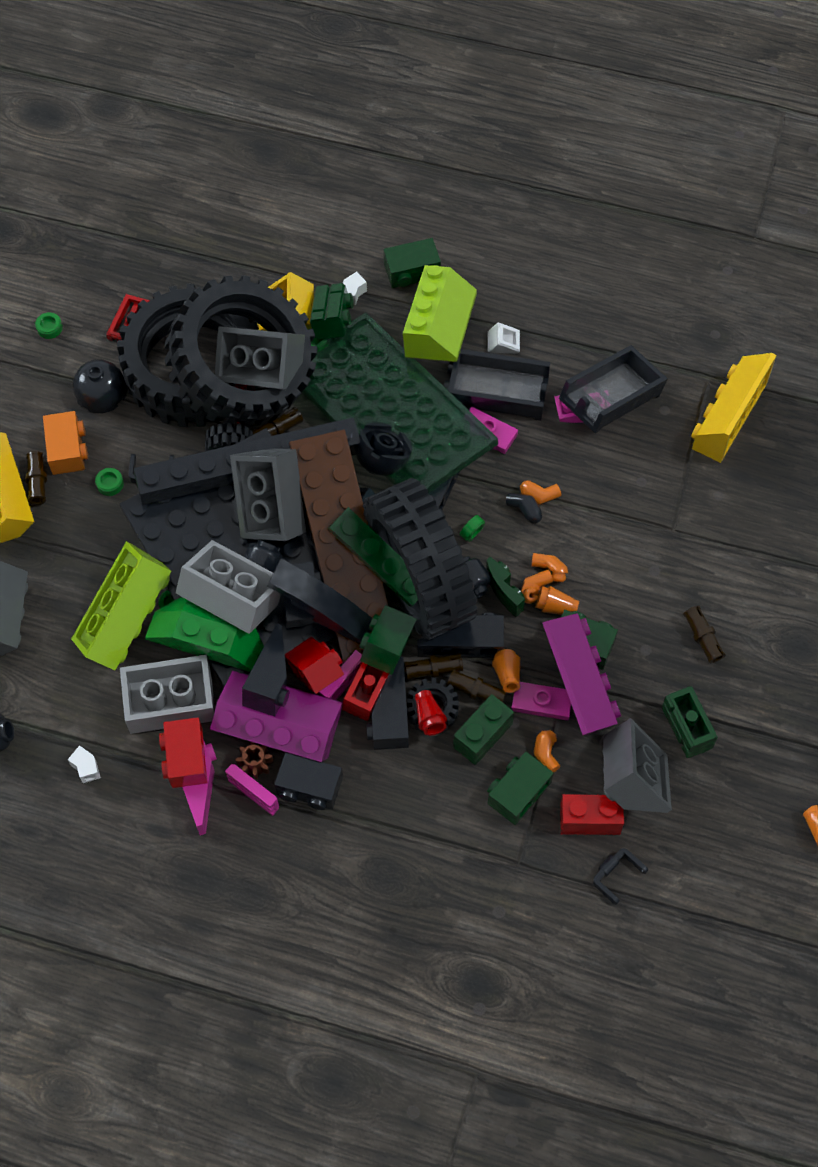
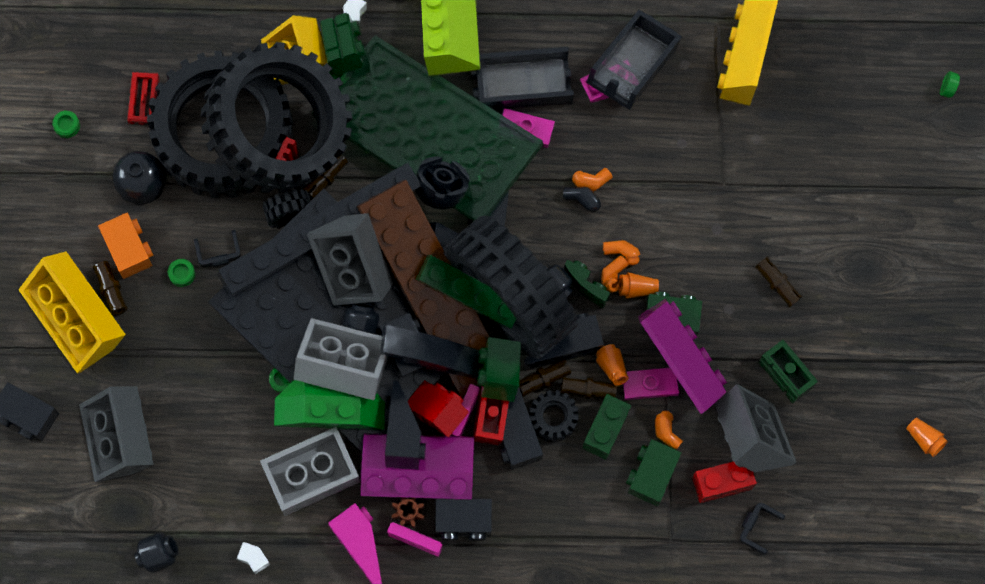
camera: 20 degrees left, 10 degrees up
(121, 606) = (239, 399): lime slope -> none
(184, 752) = (347, 526): red brick -> none
(258, 356) = (296, 121): dark grey slope -> none
(430, 716) = (556, 427): red cone -> none
(472, 528) = (540, 233): green tile -> none
(503, 339) = (513, 29): white slope -> none

